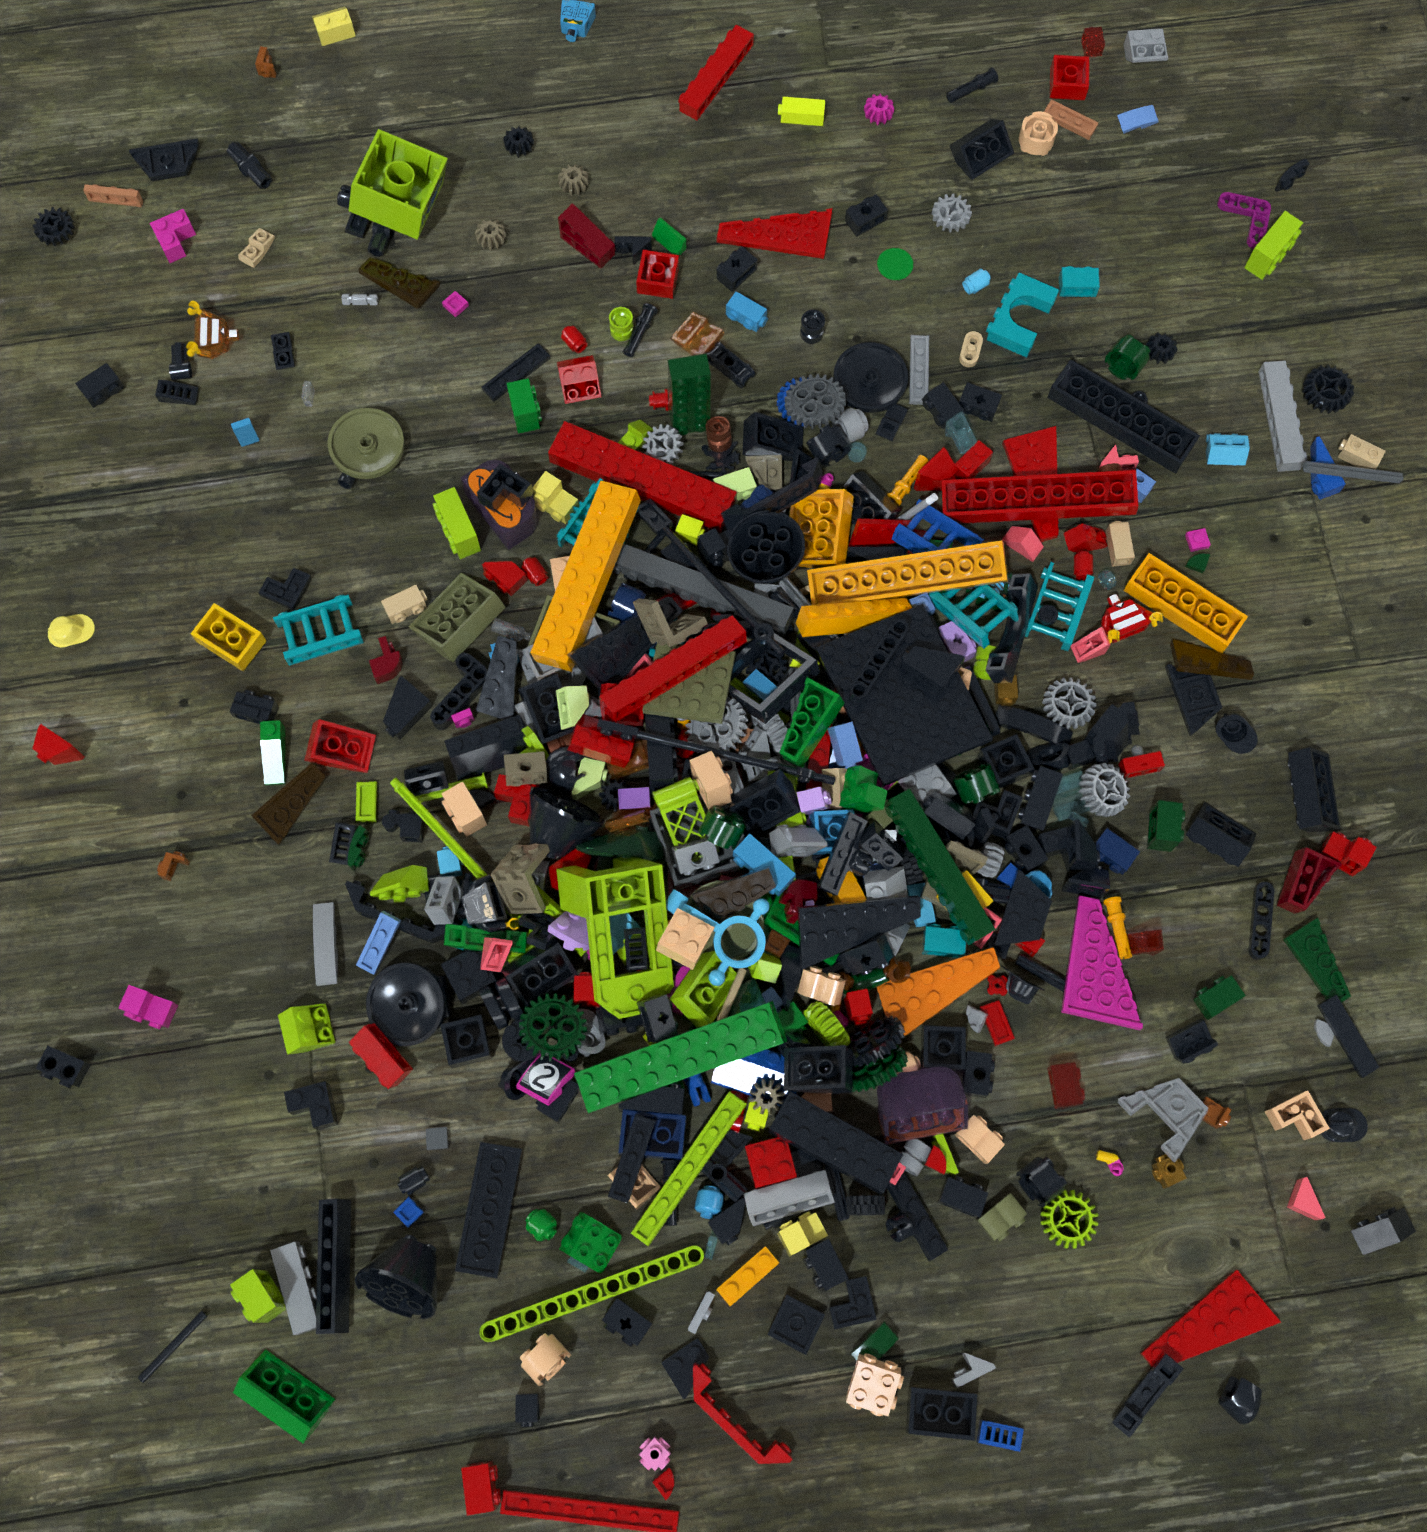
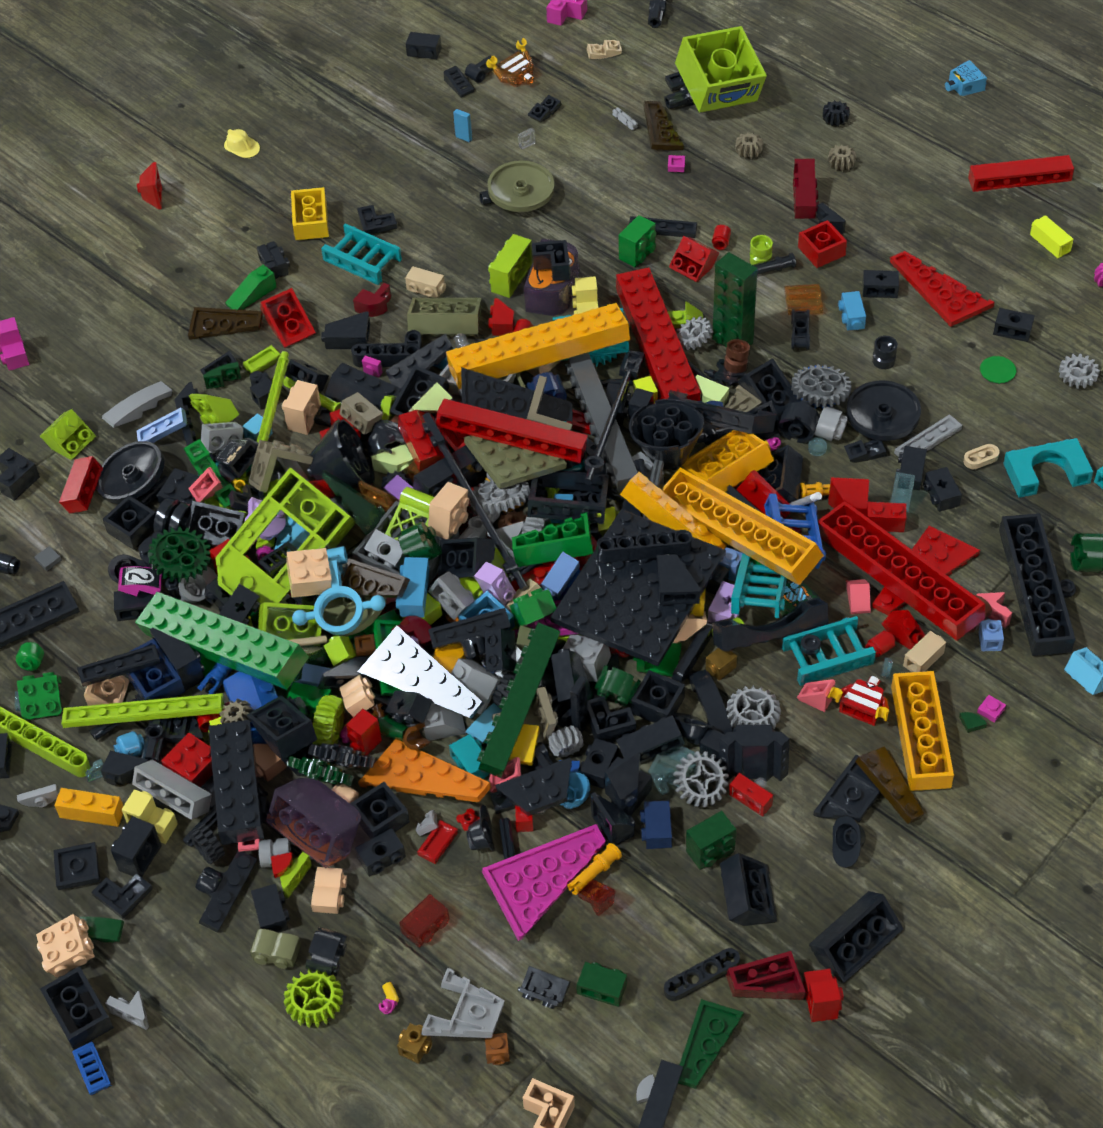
camera: 55 degrees right, 20 degrees down
(168, 865) = (122, 293): dark orange bracket -> none
(669, 237) = (860, 234): green slope -> none
(976, 281) = (1041, 422): medium azure brick -> none

